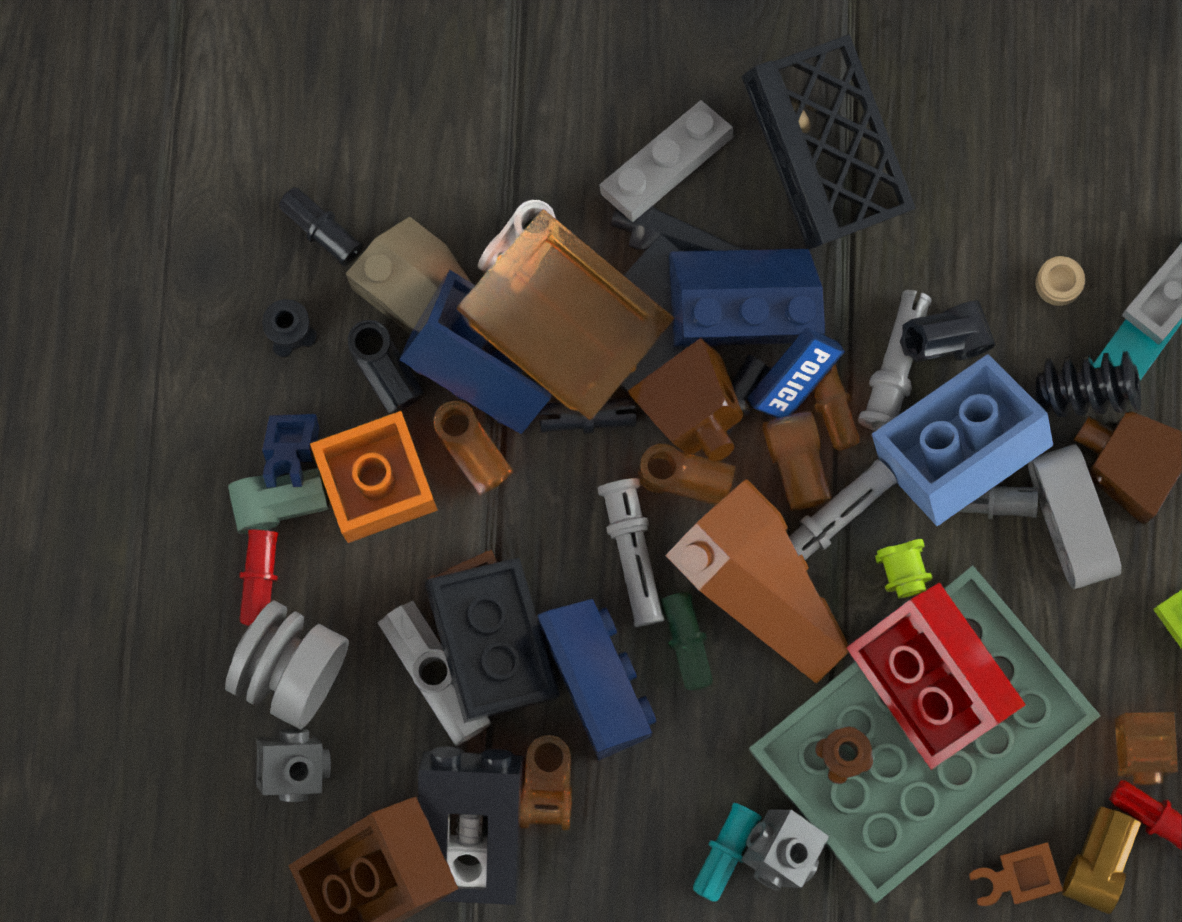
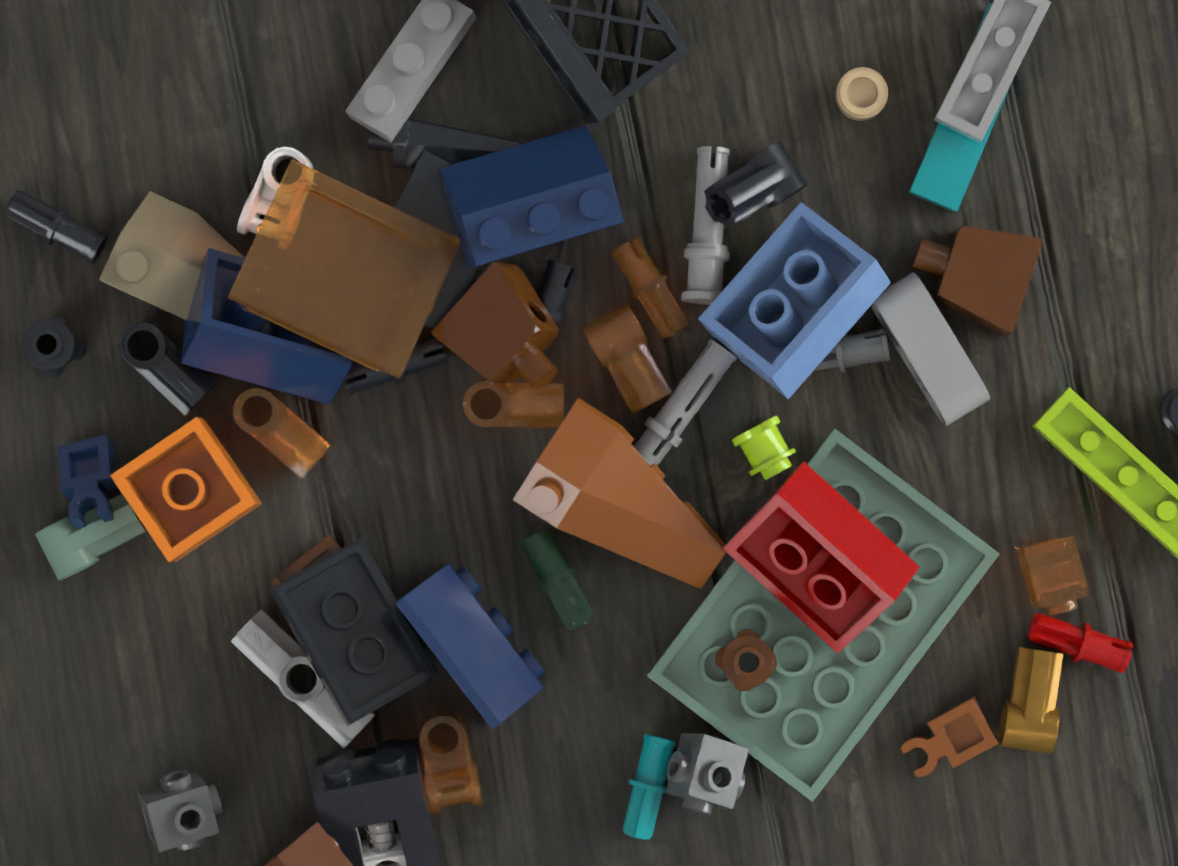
camera: 20 degrees left, 10 degrees up
(258, 574) = (93, 623): red axle -> none
(278, 660) = (147, 711): light grey wheel -> none
(628, 529) = (466, 475): light grey pin -> none
(796, 374) = (604, 271): tile -> none
(1089, 386) = (914, 210): black piece -> none

